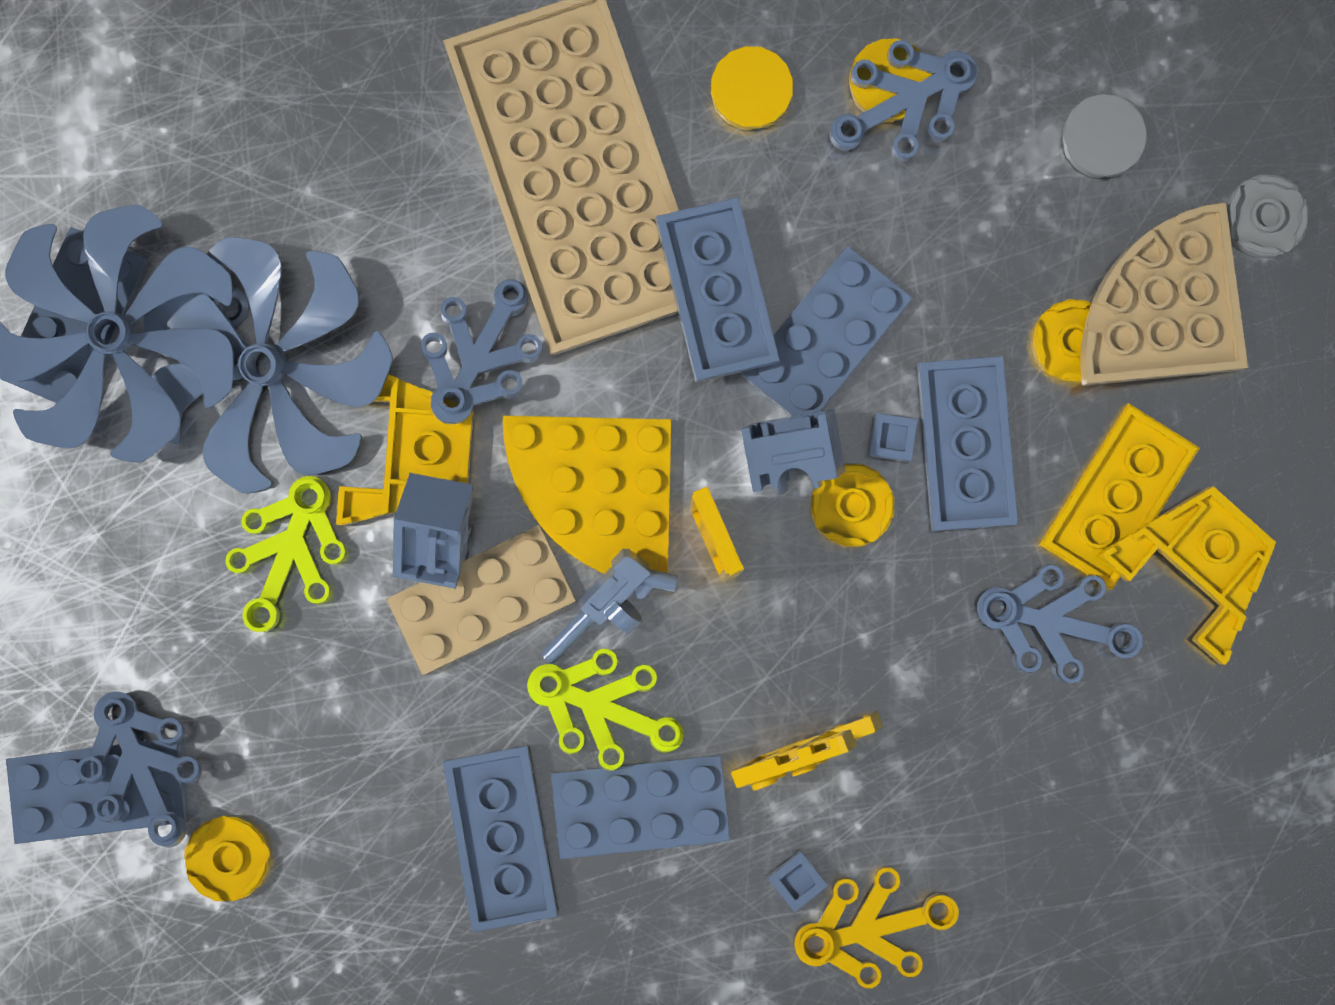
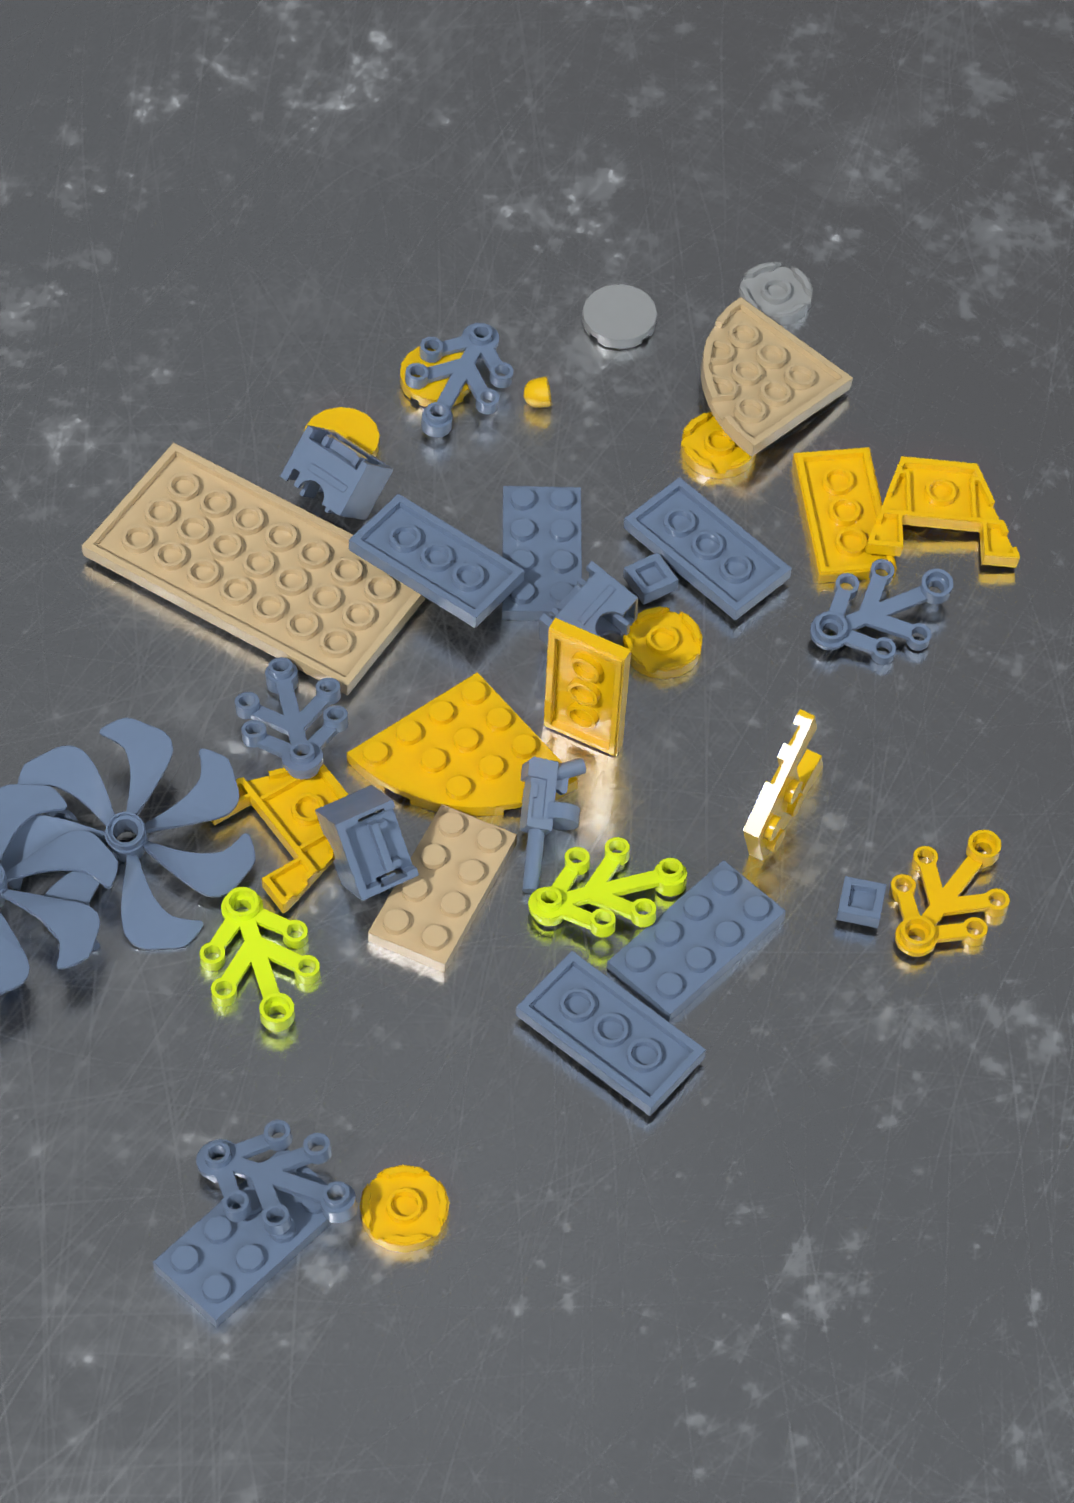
camera: 40 degrees left, 30 degrees down
(708, 133) = (338, 469): none -> sand blue piece
(961, 168) = (538, 393): none -> yellow hinge

